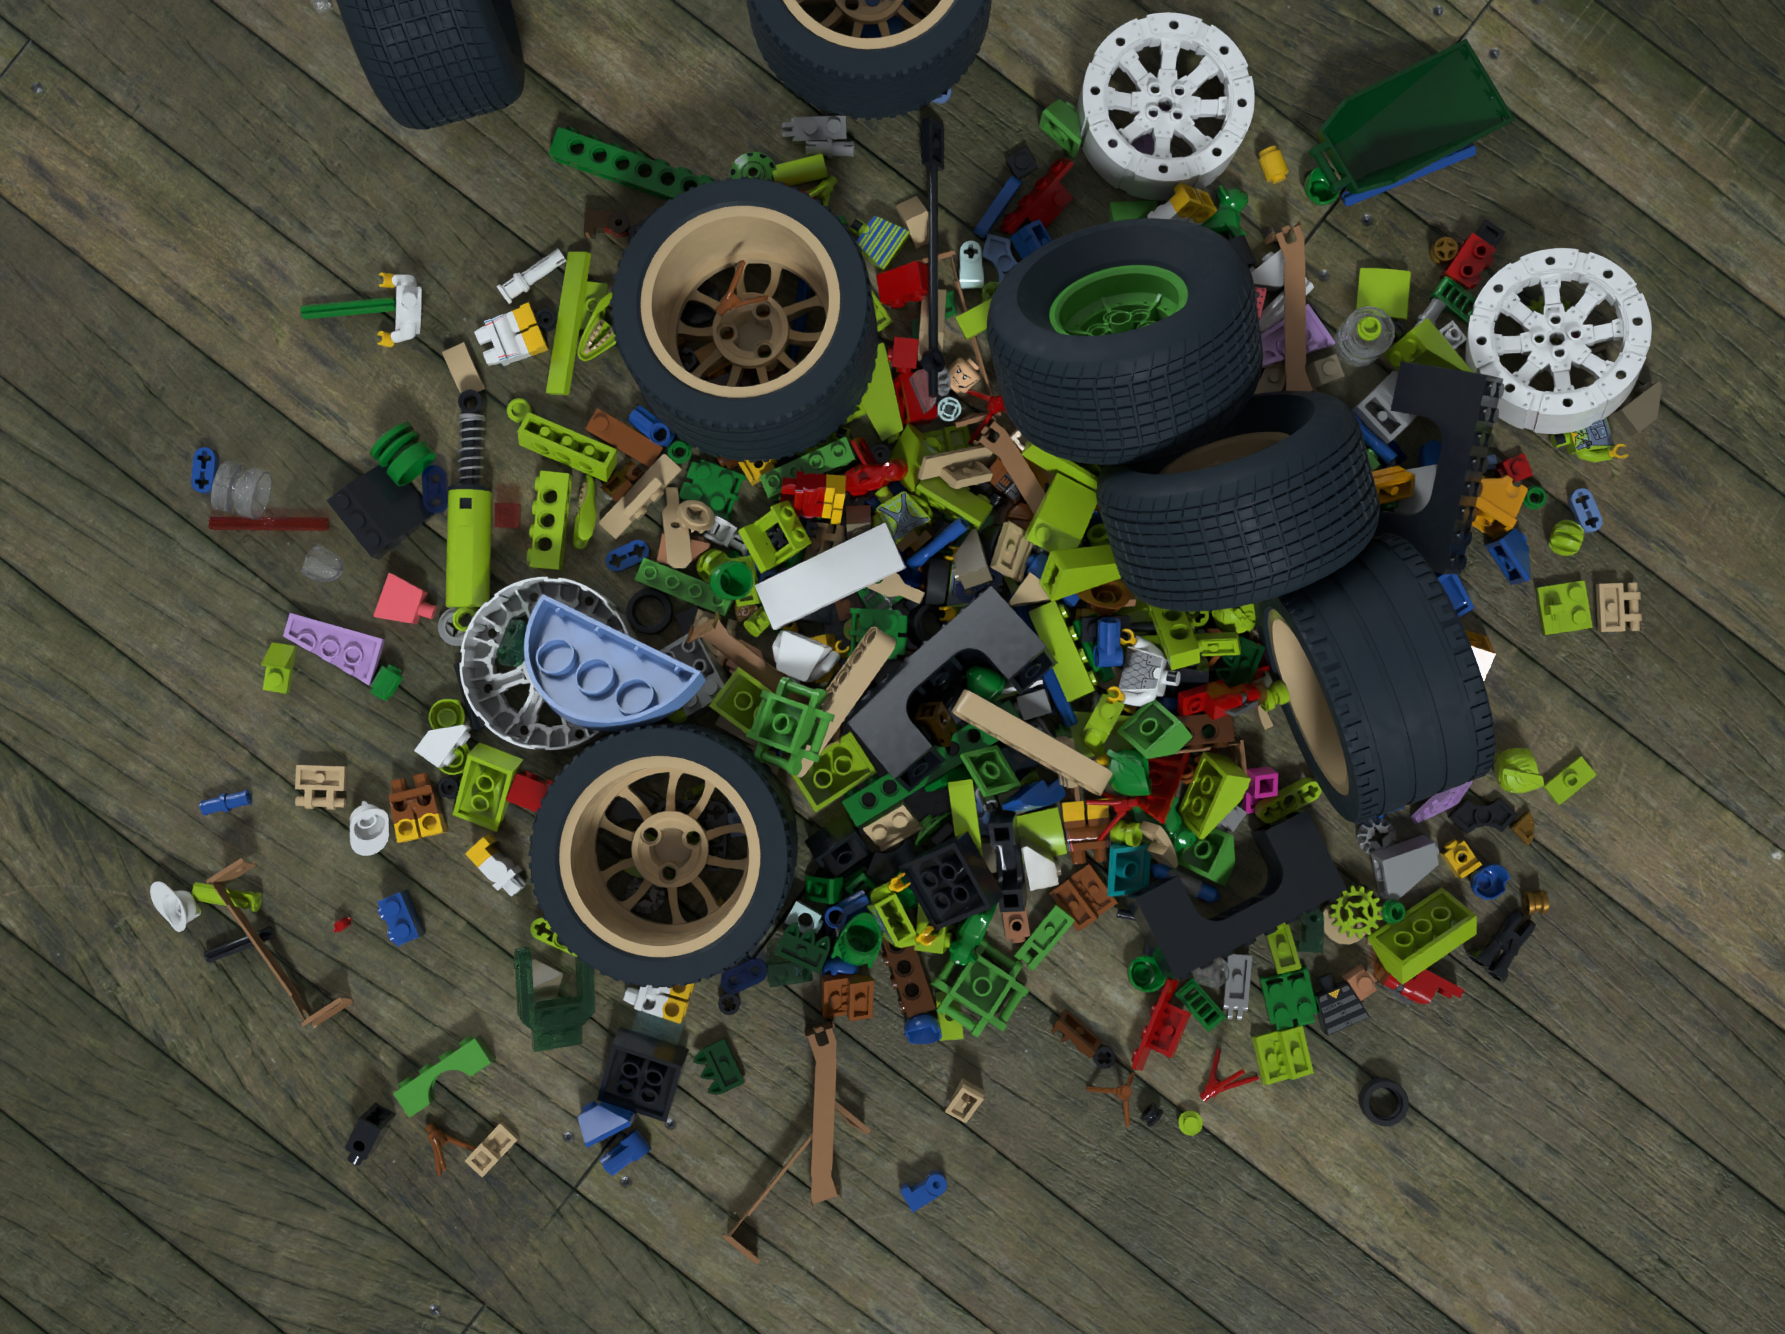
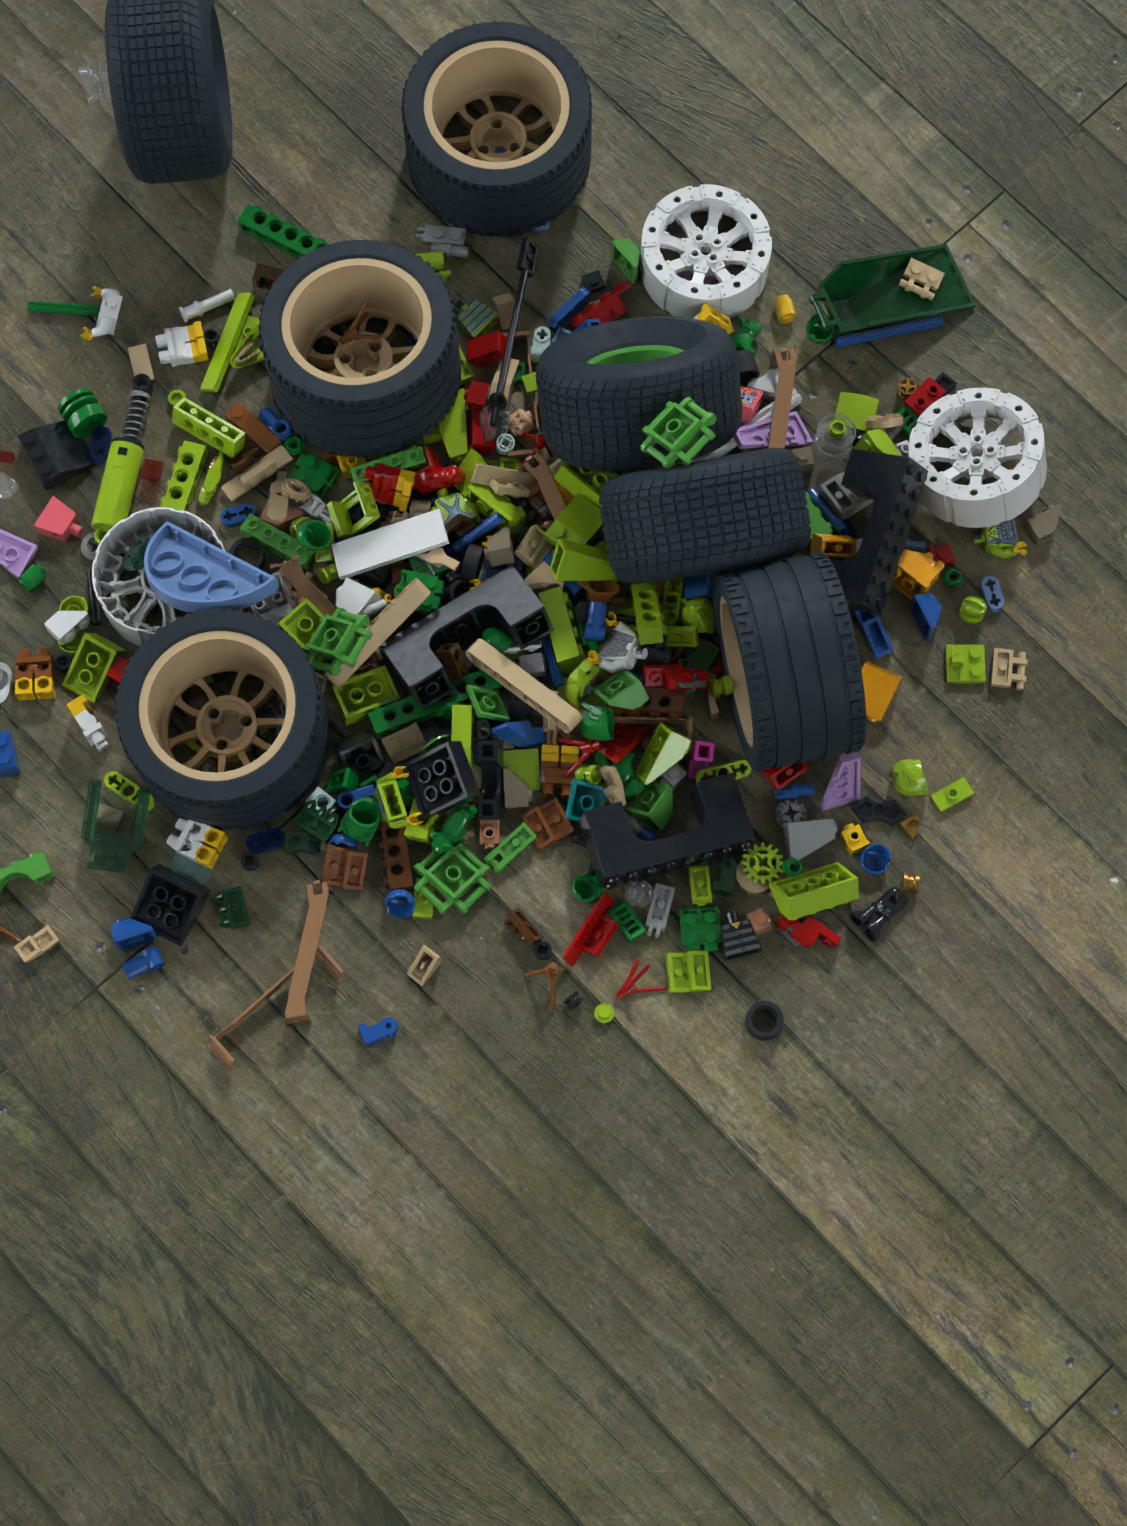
camera: 15 degrees right, 15 degrees down
(1208, 424) = (678, 432): none -> bright green brick
(1425, 307) = (886, 421): none -> tan tile
(1444, 89) = (924, 275): none -> tan plate

